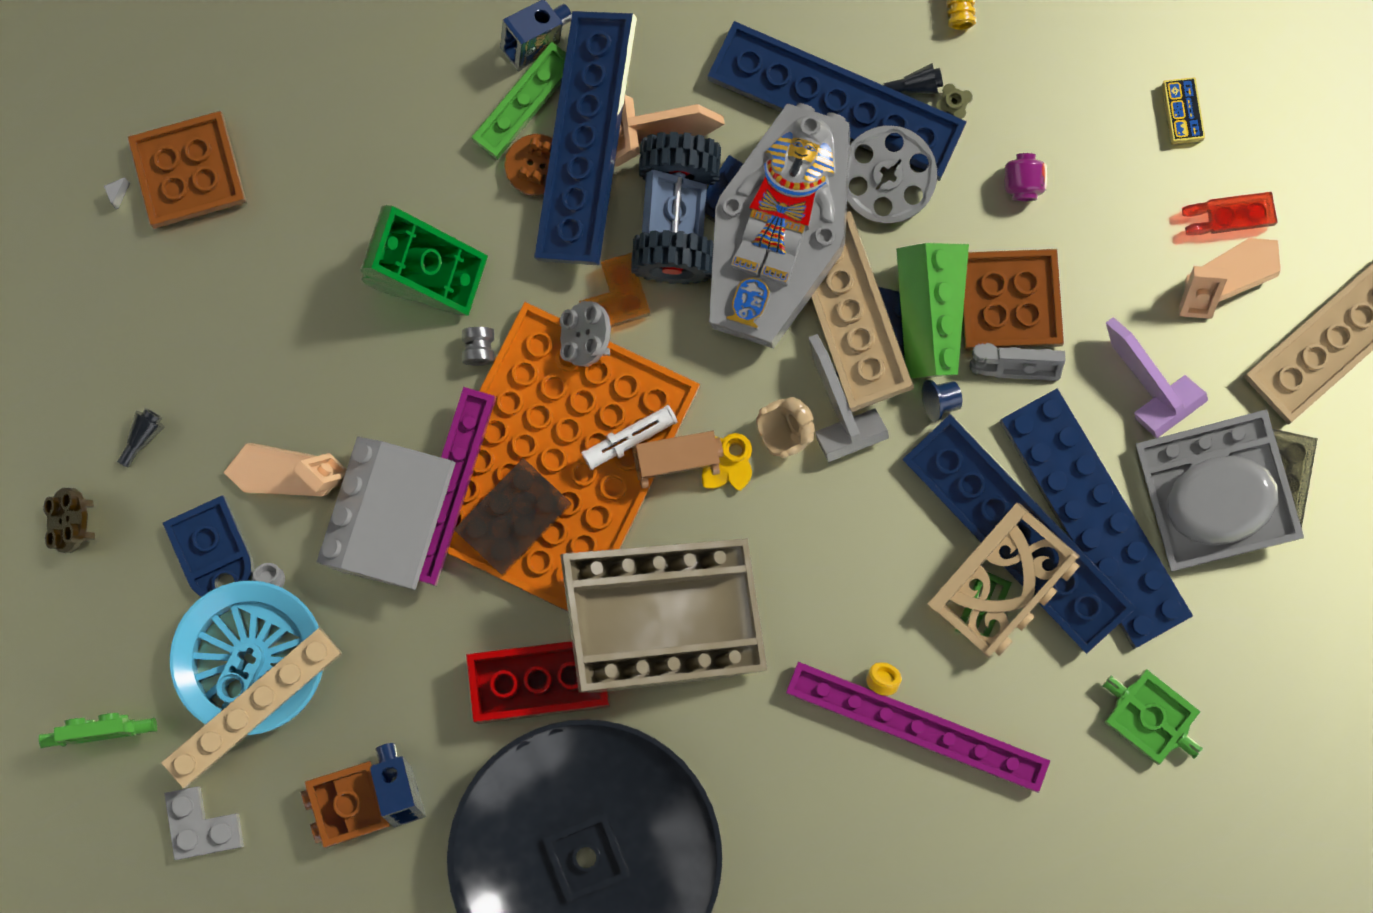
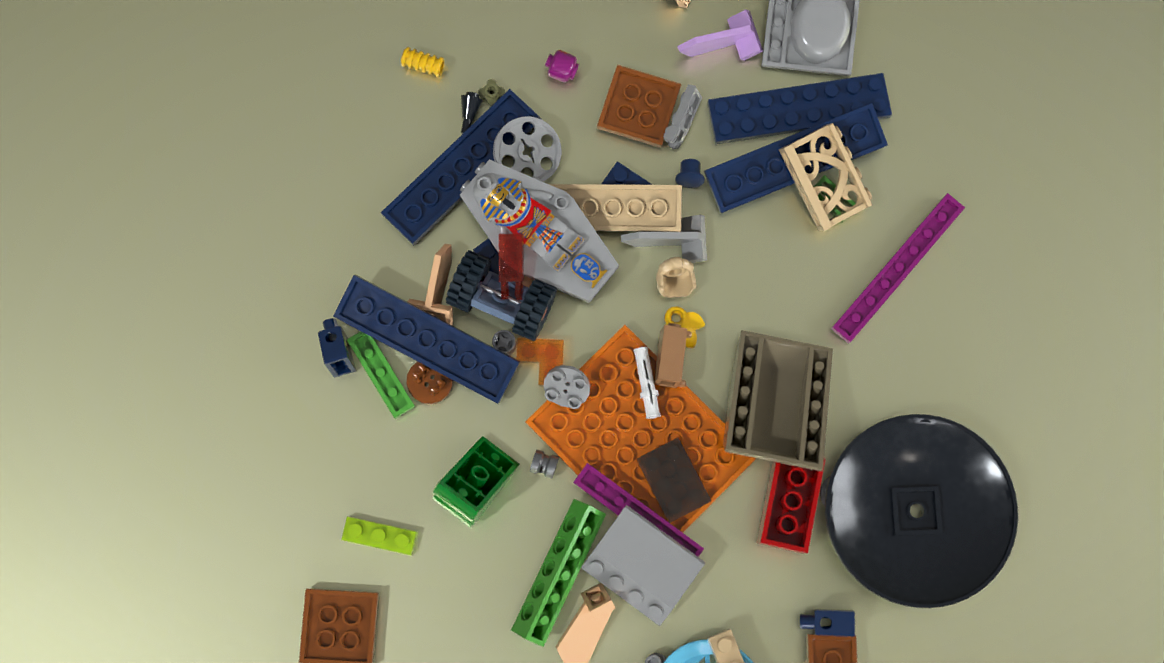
camera: 75 degrees left, 0 degrees up
(317, 177) = (379, 535): none -> lime plate
(343, 411) = (558, 572): none -> bright green brick
(618, 232) = (504, 339): none -> flat silver wheel
(717, 200) = (511, 263): none -> clear red hinge
(883, 679) = (861, 277): yellow tile -> none
(932, 306) = (629, 155): bright green wedge -> none
(1152, 717) = (938, 121): bright green plate -> none

